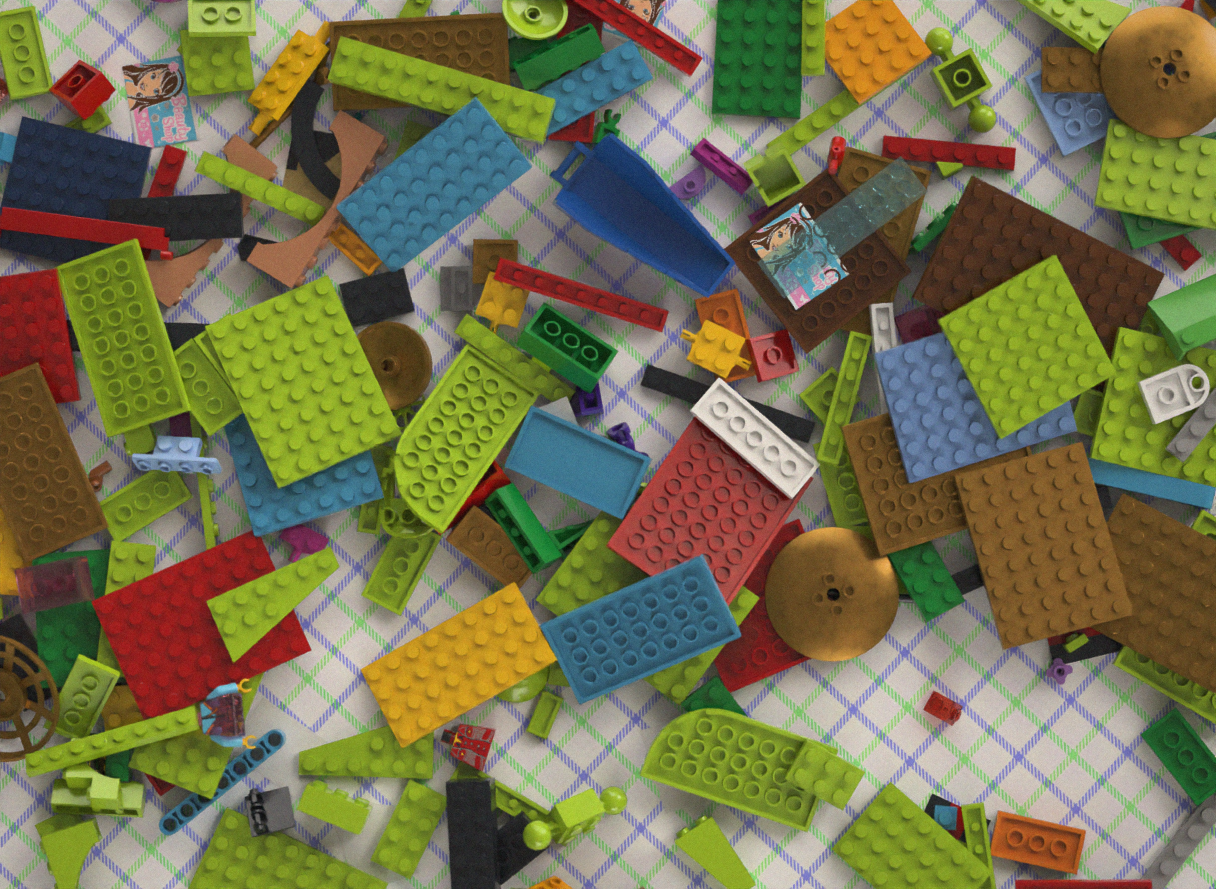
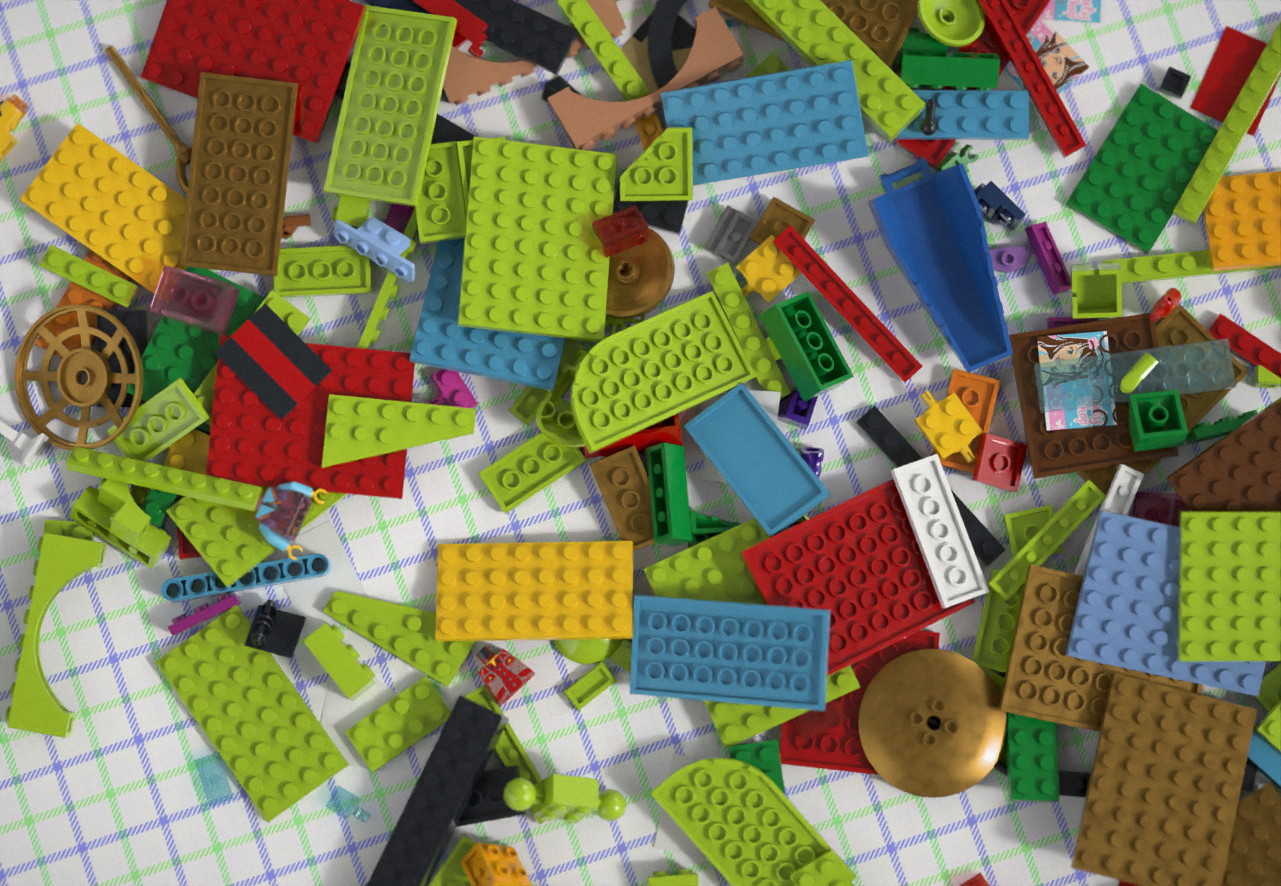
camera: 25 degrees right, 5 degrees down
(146, 599) = (273, 361): none -> black sticker
(204, 829) = (203, 613): none -> magenta plate
(367, 337) = (621, 231): none -> clear red bracket
(371, 268) = (662, 170): none -> lime plate
(567, 113) = (929, 125): none -> black piece
(651, 146) = (995, 201): none -> dark blue plate
(844, 225) = (1138, 373): none -> lime bar
(879, 254) = (1156, 420): none -> green slope

